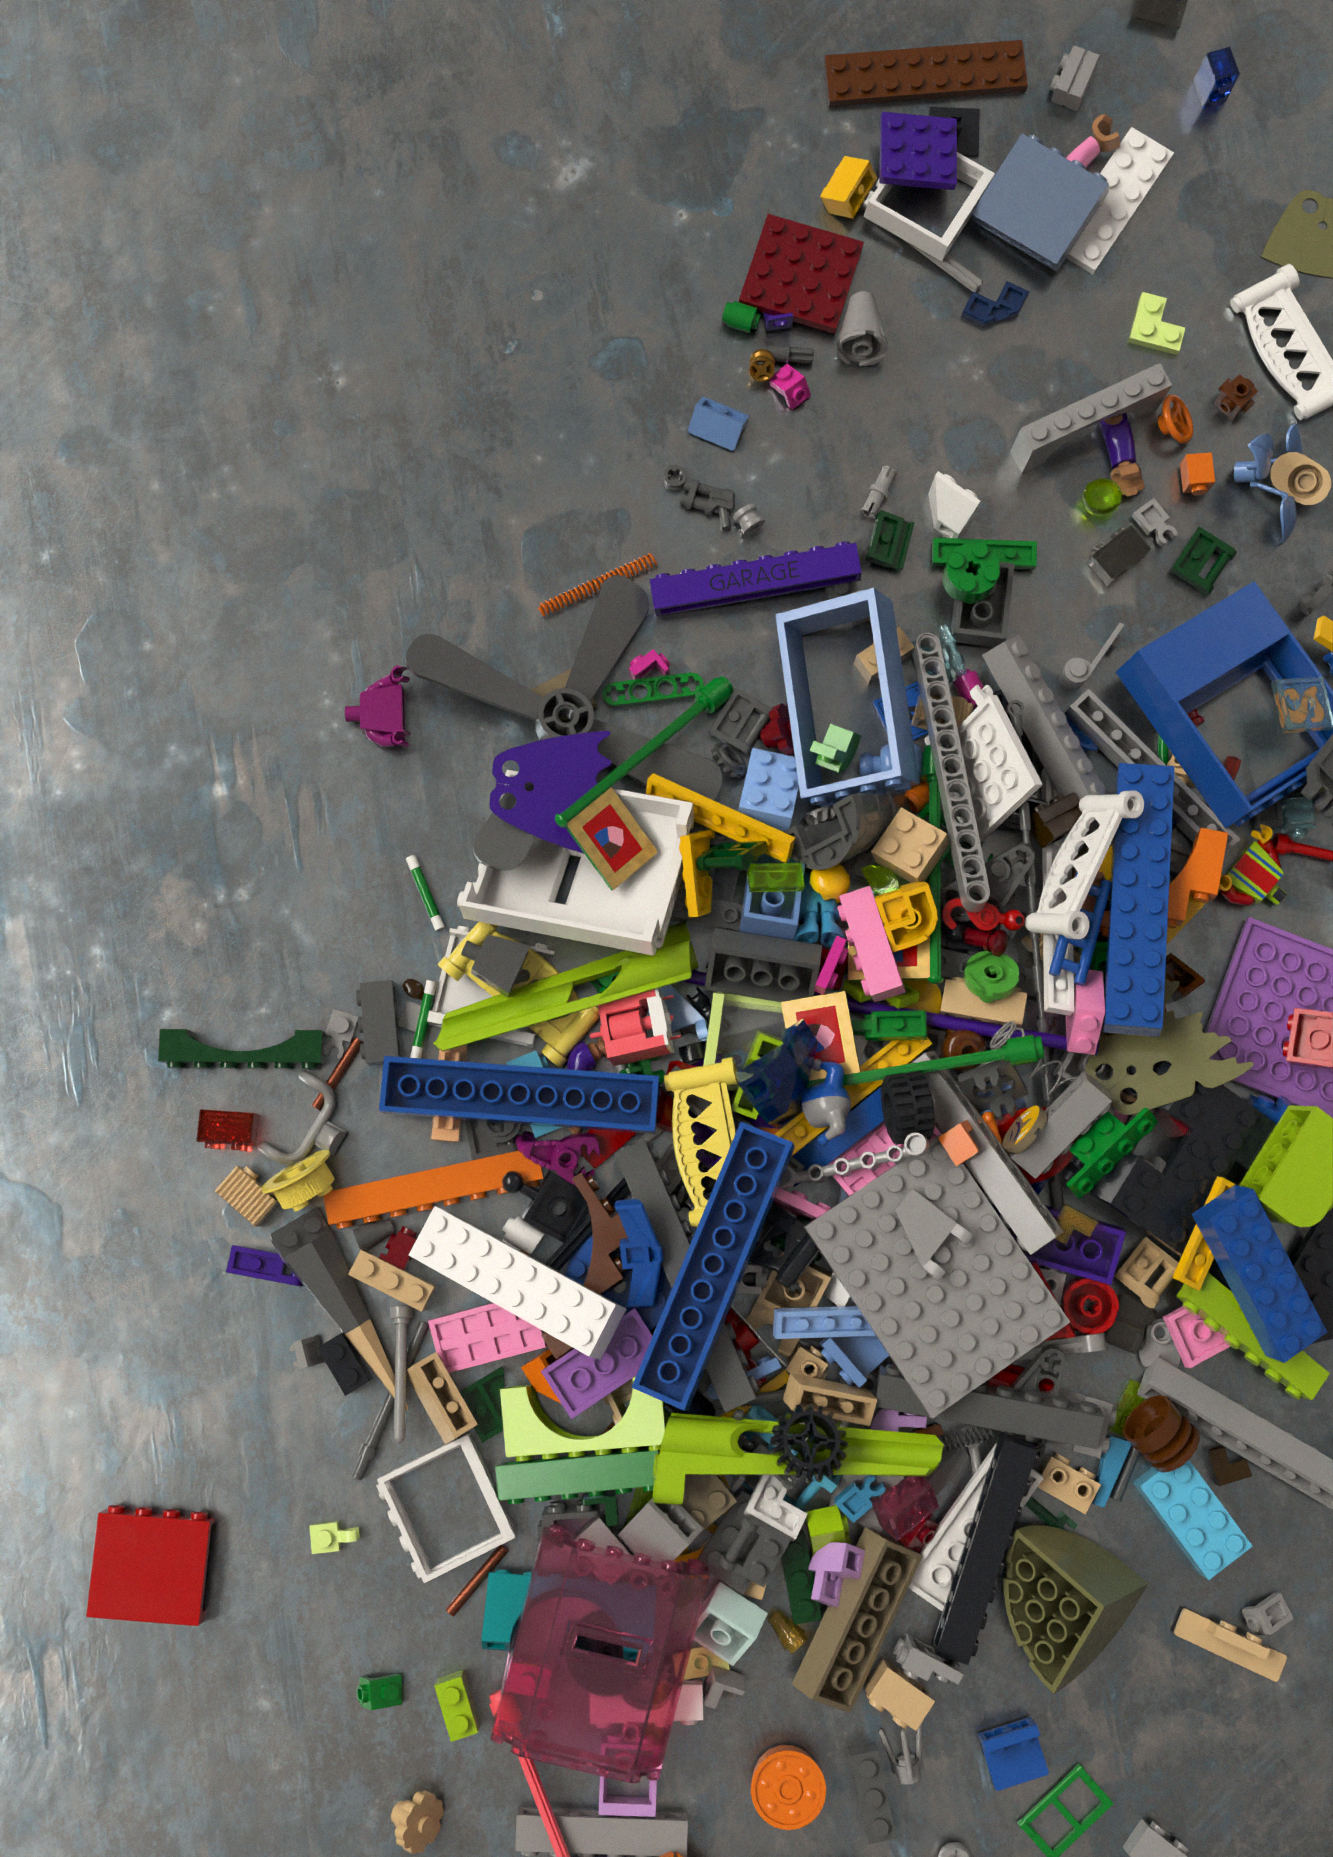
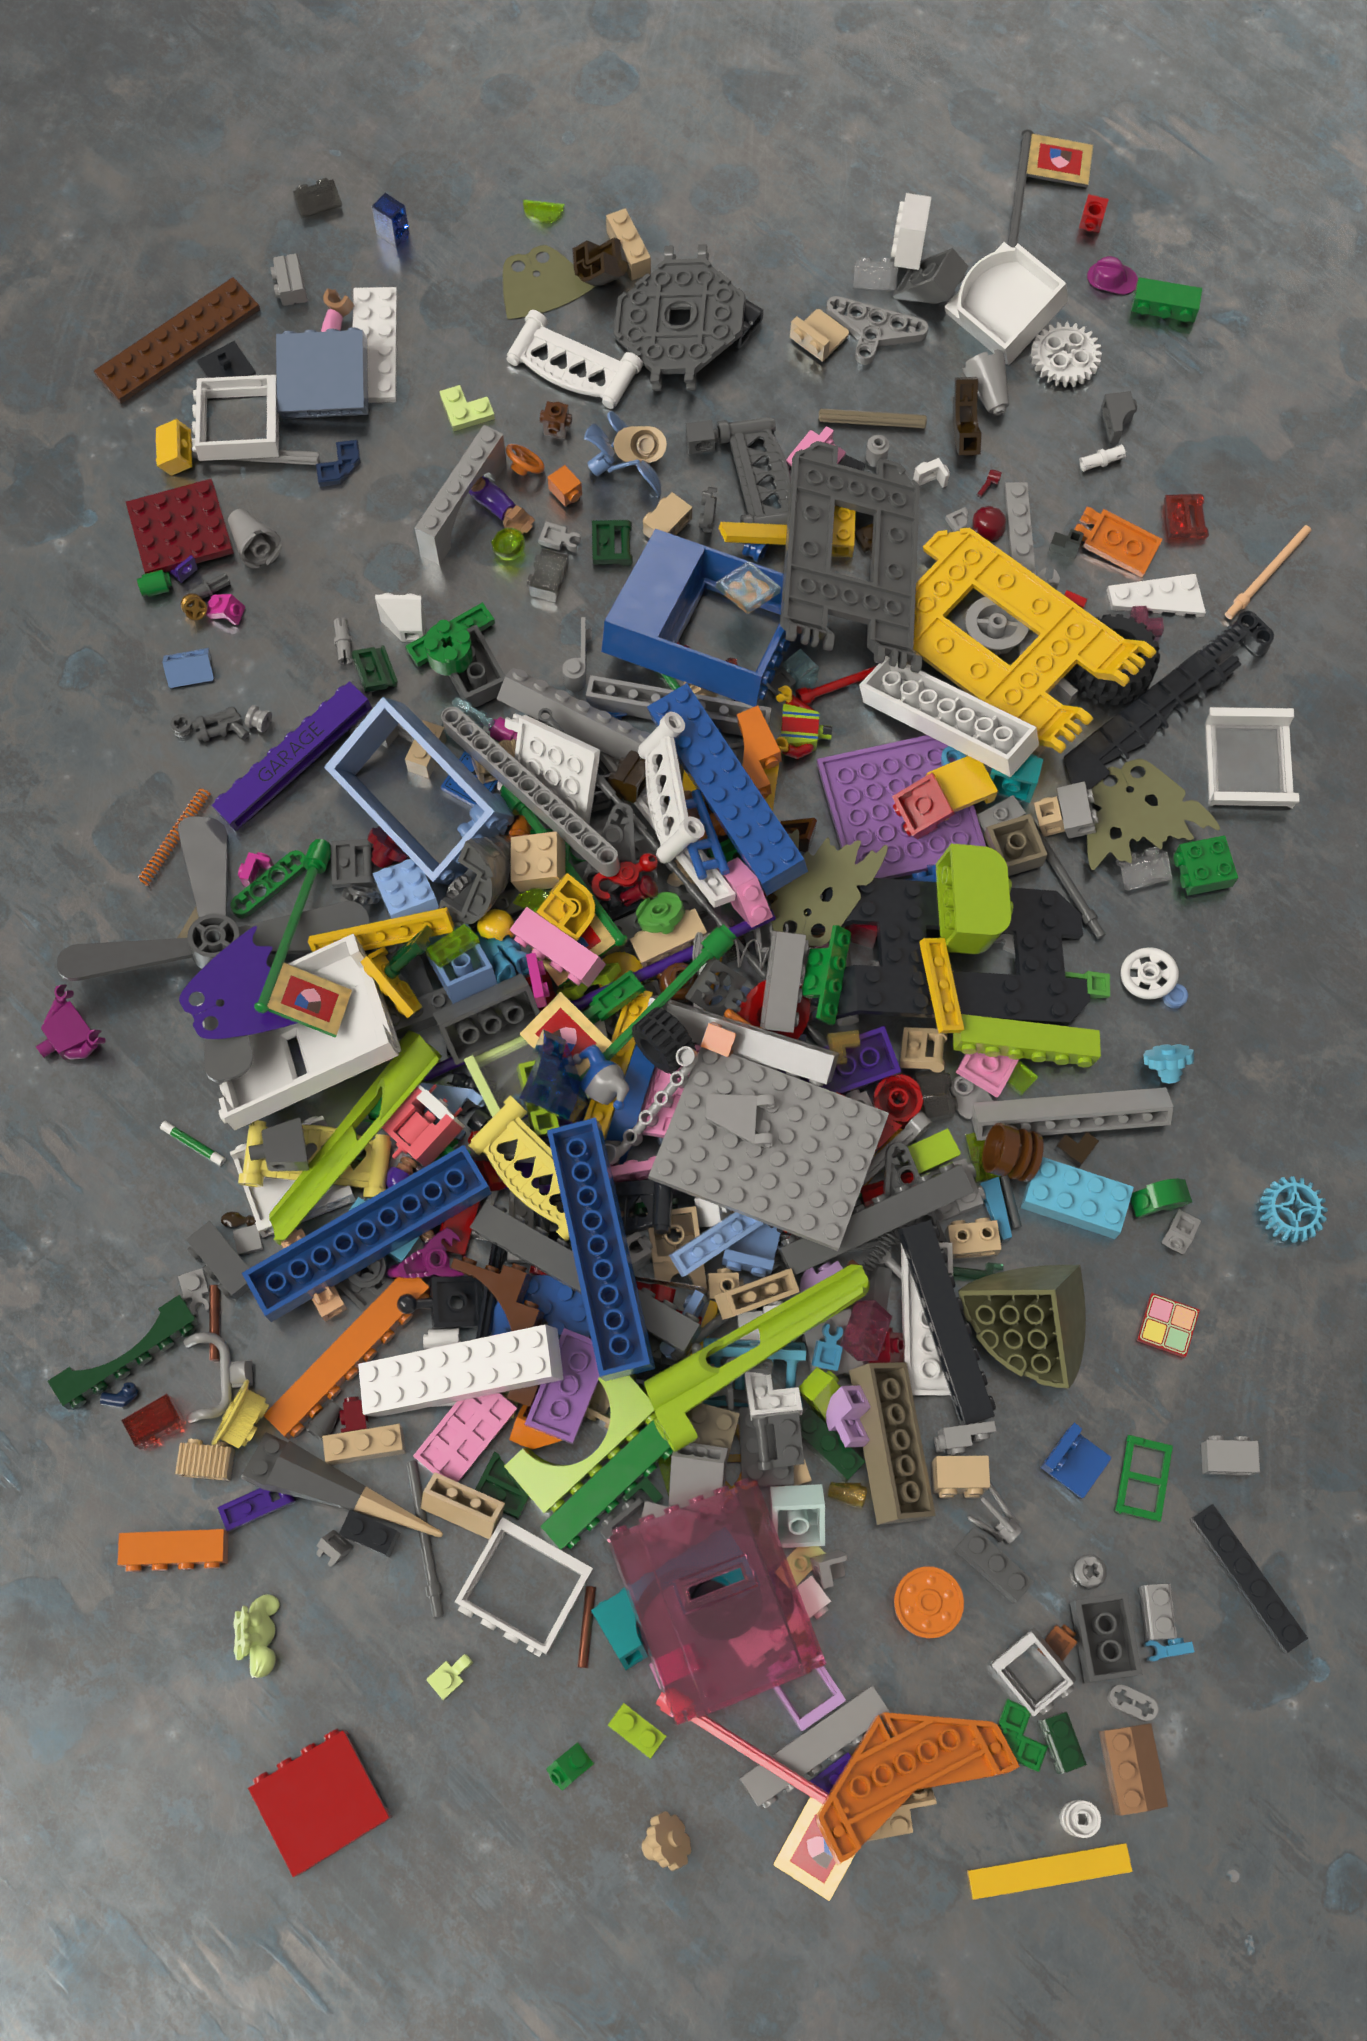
camera: 35 degrees left, 10 degrees down
(171, 1254) = (173, 1548): none -> orange brick
(192, 1379) = (254, 1633): none -> yellowish green animal
(214, 1087) = (120, 1399): none -> dark blue arm
(401, 1318) = (390, 1468): light grey piece -> none
(422, 1024) = (252, 1229): green bar -> none
(639, 1252) = (539, 1282): blue plate -> none
(798, 1443) = (756, 1335): black gear -> none
(836, 749) = (435, 832): brick -> none
(918, 151) = (208, 391): dark purple plate -> none
(1022, 1131) = (760, 1002): dark tan tile -> none
(1088, 1377) = (934, 1151): none -> lime panel
(1190, 1691) = (1168, 1325): none -> tile
(1222, 1364) = (1021, 1078): none -> clear neon green tile
(1229, 1644) = (1171, 1270): tan bracket -> none
(1259, 1273) = (996, 987): blue brick -> none
(1271, 1571) = (1160, 1196): none -> green brick
(1276, 573) = (669, 516): none -> tan brick

